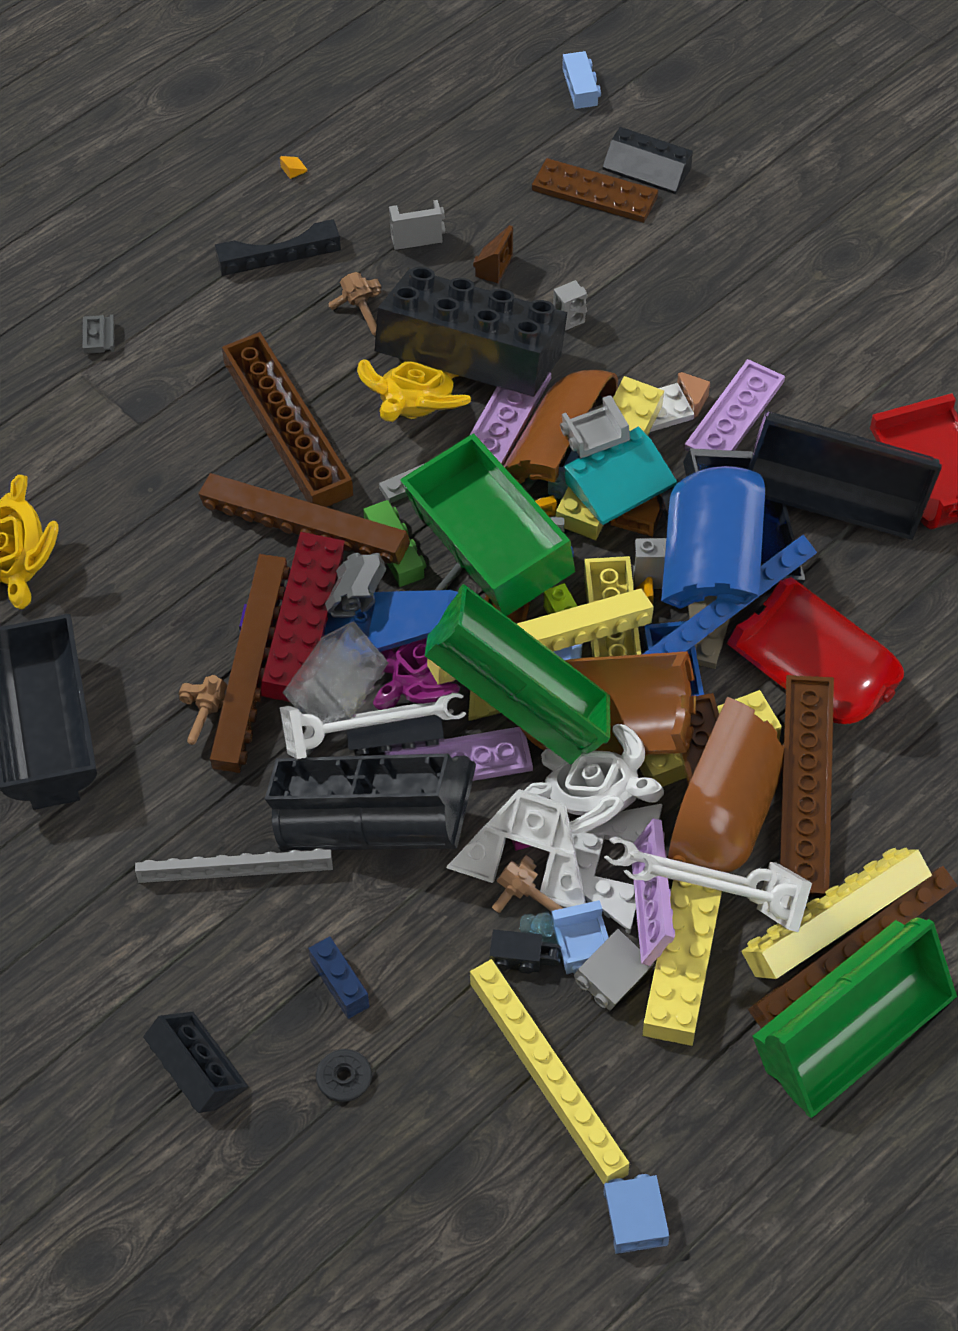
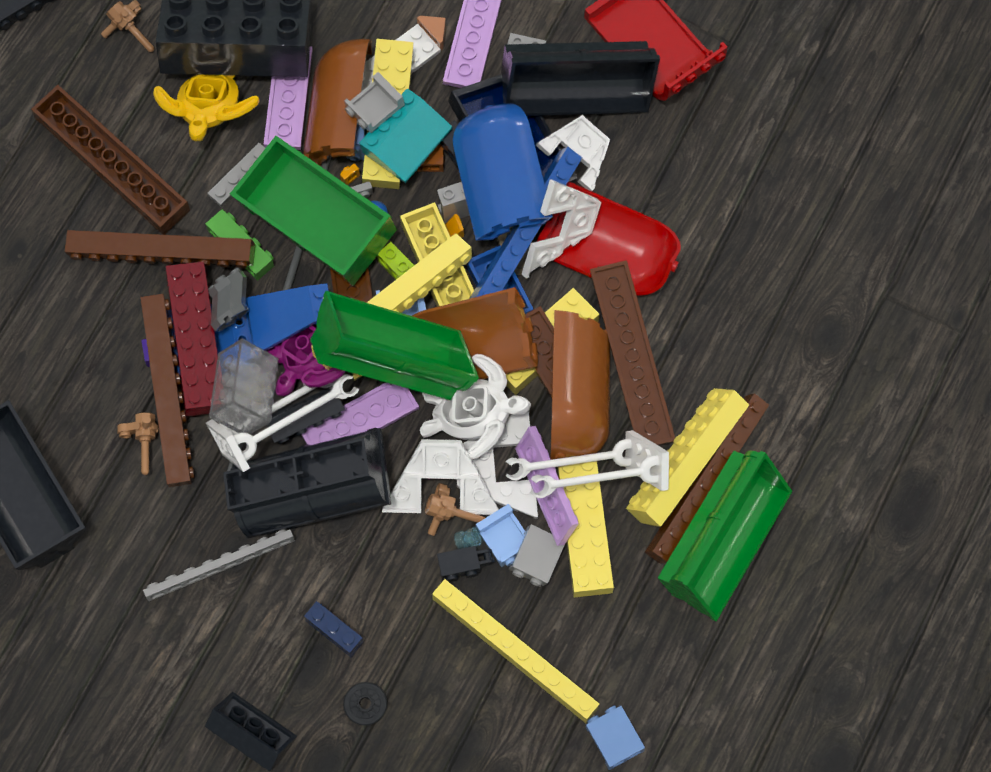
camera: 20 degrees left, 15 degrees up
(788, 621) = (578, 223): none -> white wing
(830, 543) = (584, 140): none -> white wing

